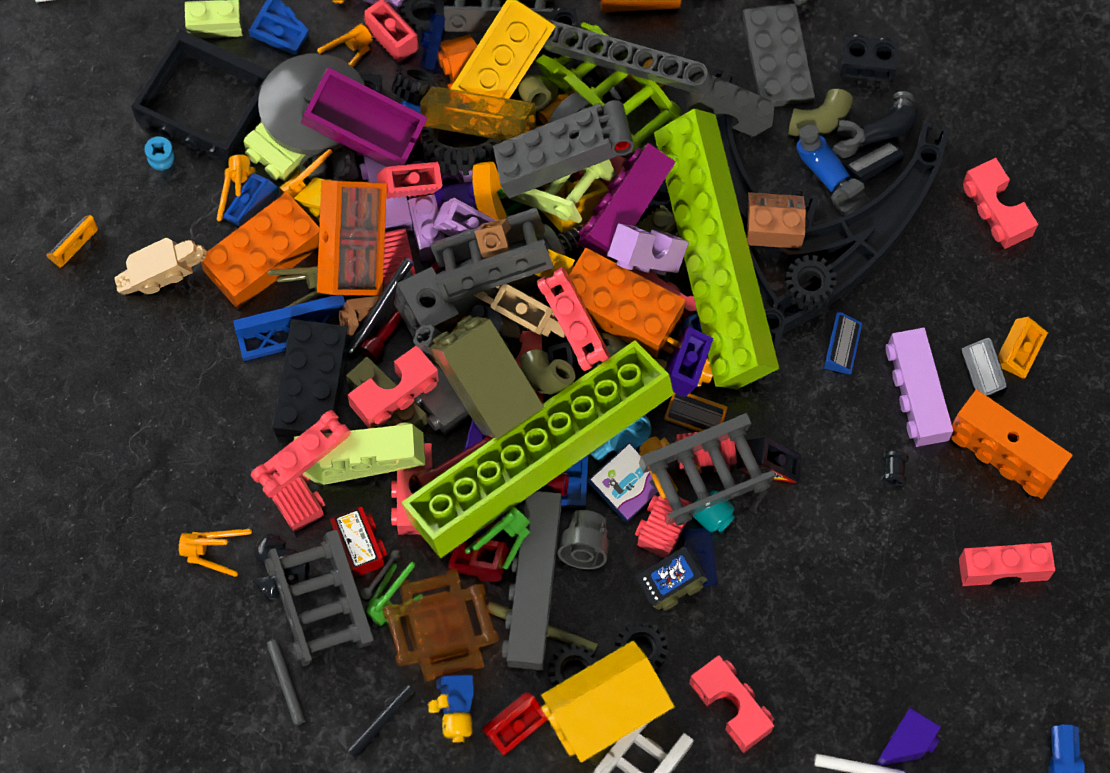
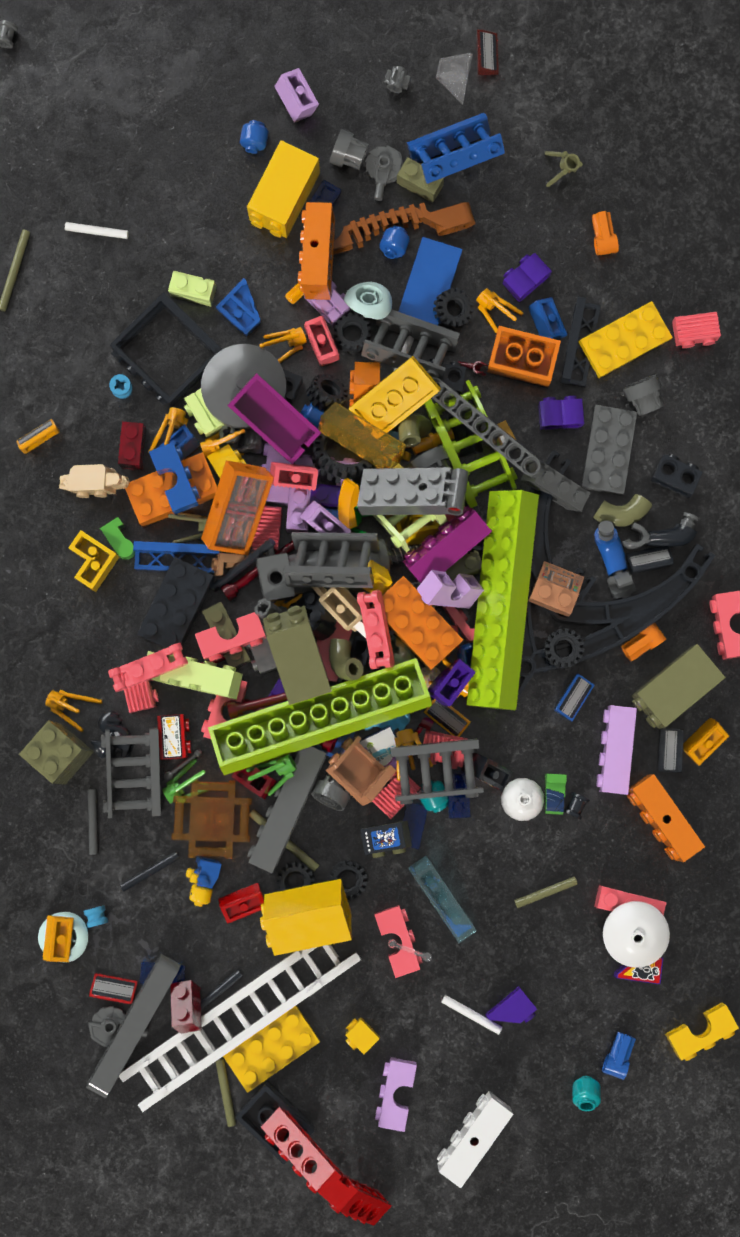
camera: 20 degrees right, 15 degrees up
(192, 356) = (98, 560): none -> yellow brick
(195, 213) = (132, 445): none -> dark red brick
(210, 329) = (120, 544): none -> bright green leg
(214, 596) = (56, 753): none -> olive brick
(249, 207) = (182, 495): none -> blue arch
(431, 41) = (348, 360): clear blue plate -> none
(492, 237) = (335, 548): medium nougat bracket -> none
(587, 9) = (475, 367): none -> dark red hand
(609, 504) = (359, 771): none -> nougat panel
(671, 429) = (426, 724): none -> dark red hand
(706, 30) = (561, 413): none -> dark purple brick
(747, 506) = (458, 804): none -> clear blue hinge
(769, 633) = (442, 899): none -> clear light blue slope
(776, 705) = (426, 956): none -> clear hinge
(825, 482) = (522, 799): none -> white cylinder
(862, 460) = (554, 793): none -> leg
(896, 586) = (546, 892): none -> olive bar
(906, 249) = (643, 641): none -> orange piece
(964, 288) = (677, 687): none -> olive brick
(1009, 593) = (632, 920): none -> white dish
(1053, 638) = (648, 974): none -> slope

